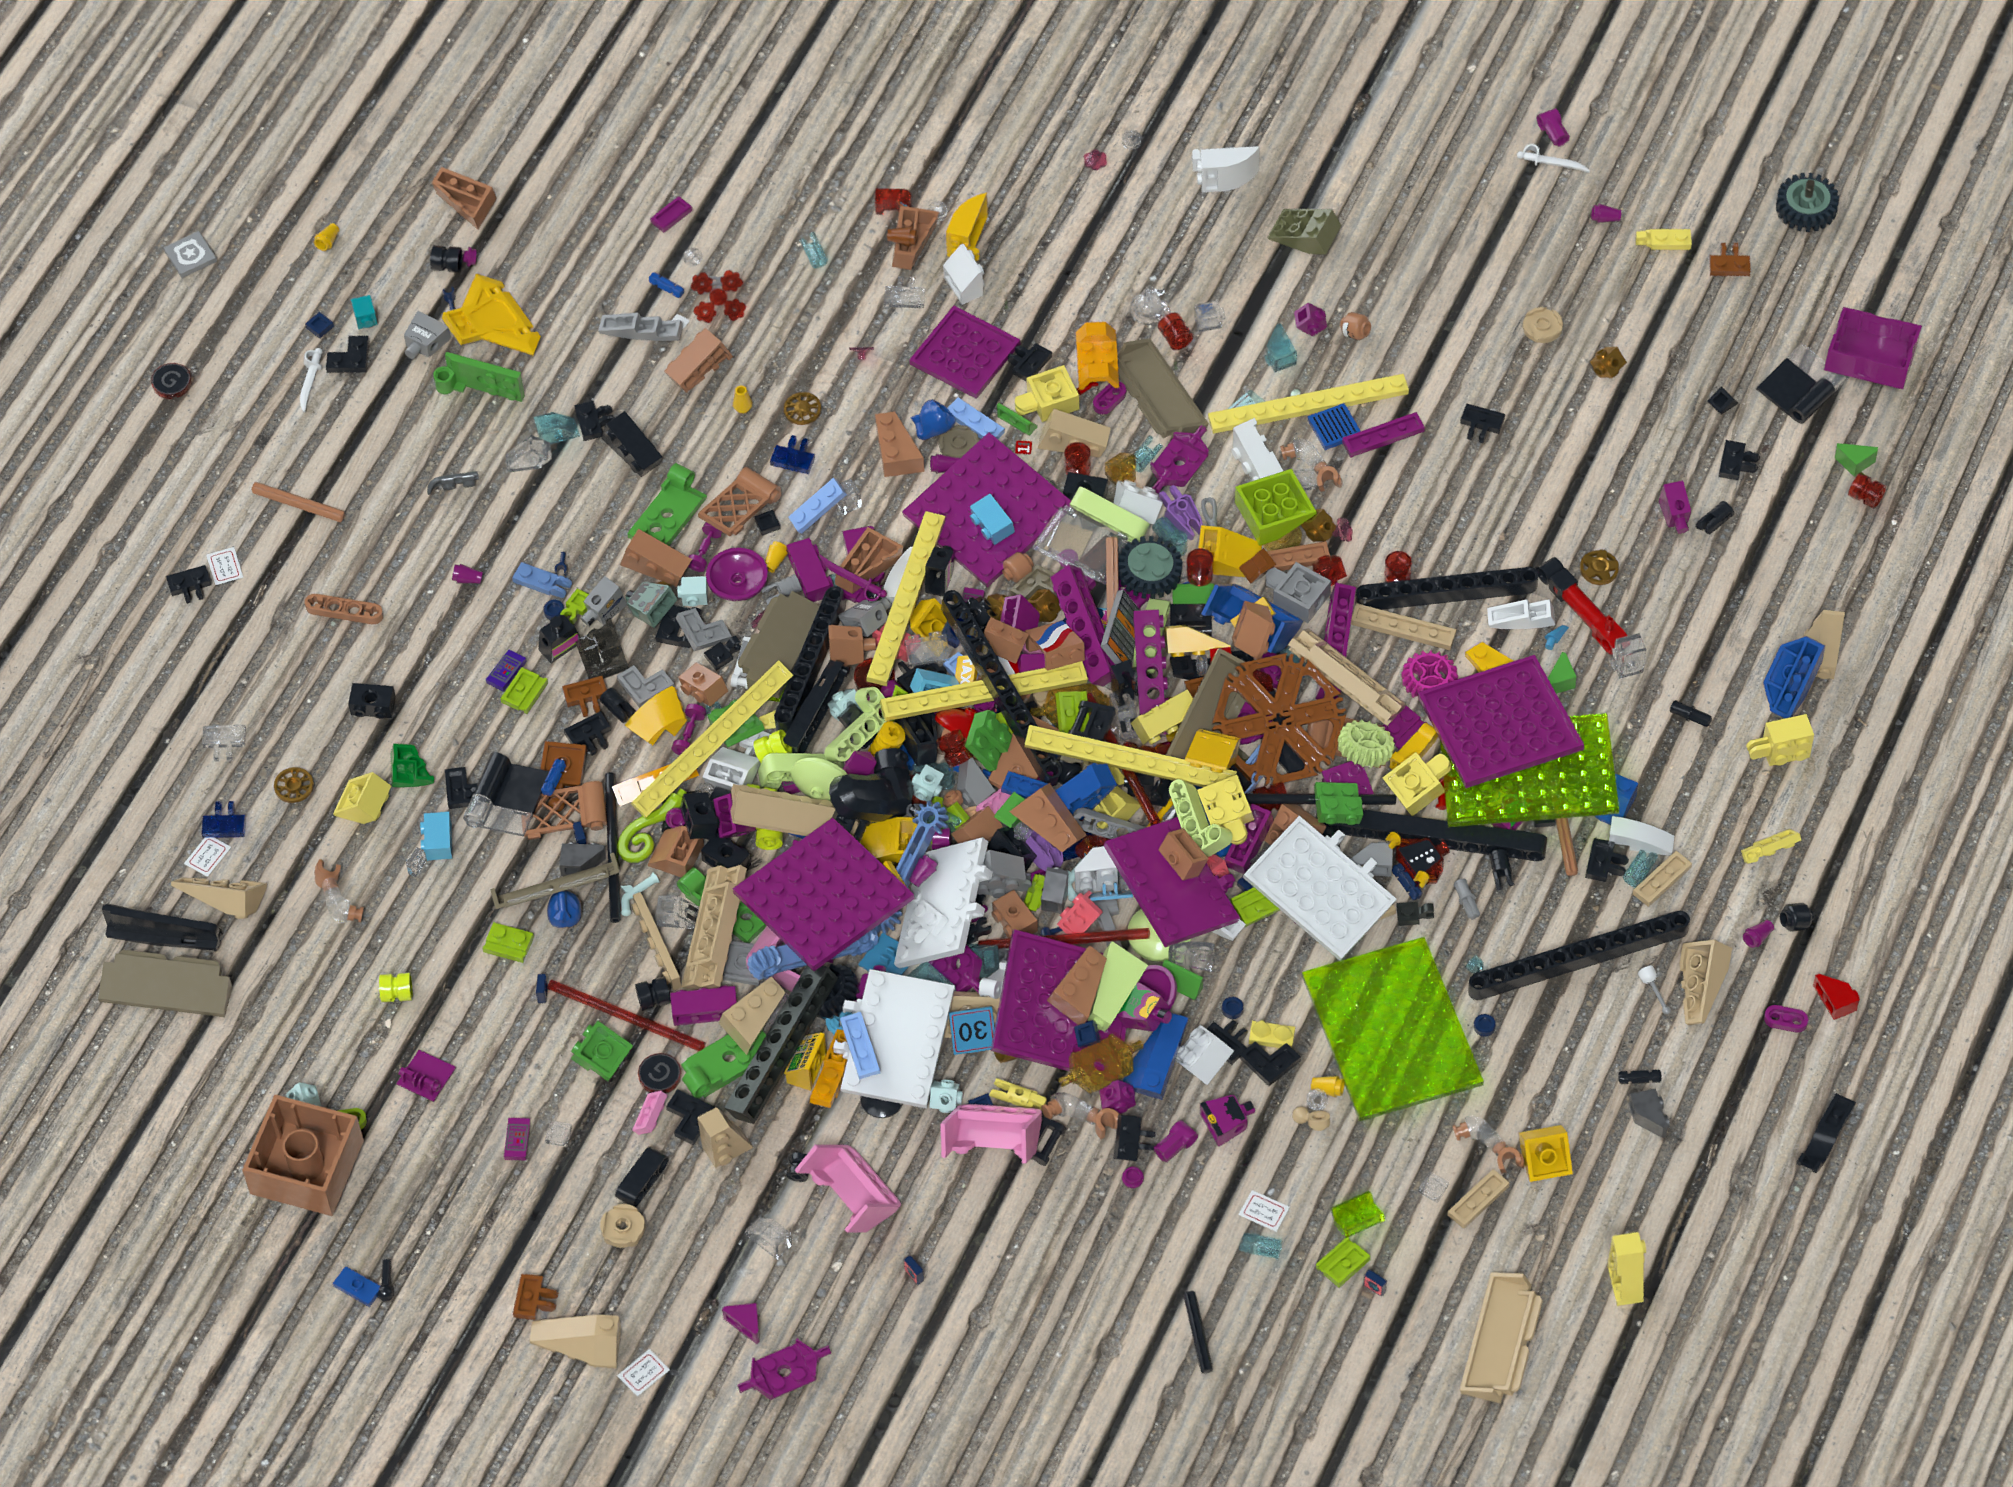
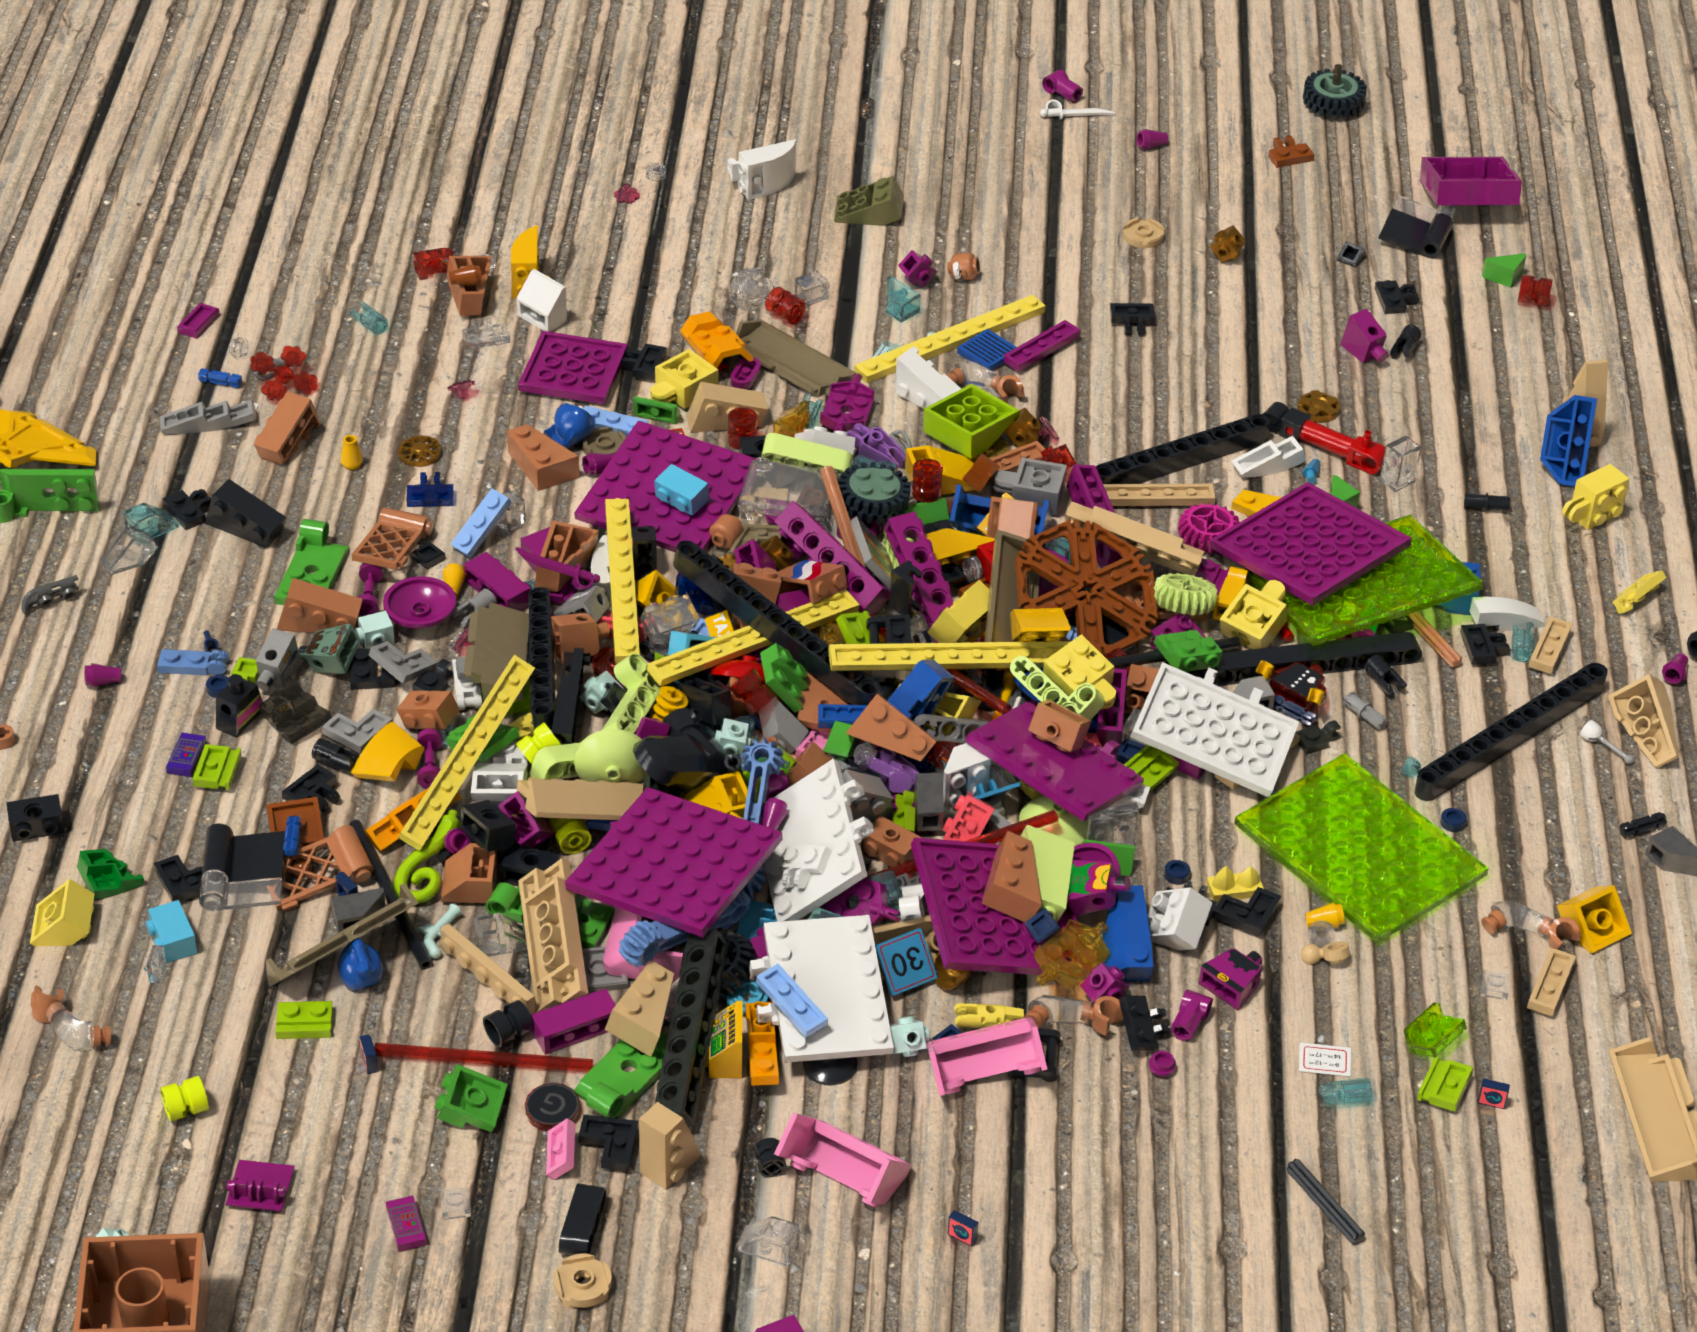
camera: 25 degrees left, 15 degrees down
(584, 692) = (289, 753): dark orange hinge -> none
(908, 672) = (659, 643): none -> clear tile
(1397, 566) = (1124, 441): clear red wheel -> none
(1665, 239) = (1218, 147): light yellow hinge -> none

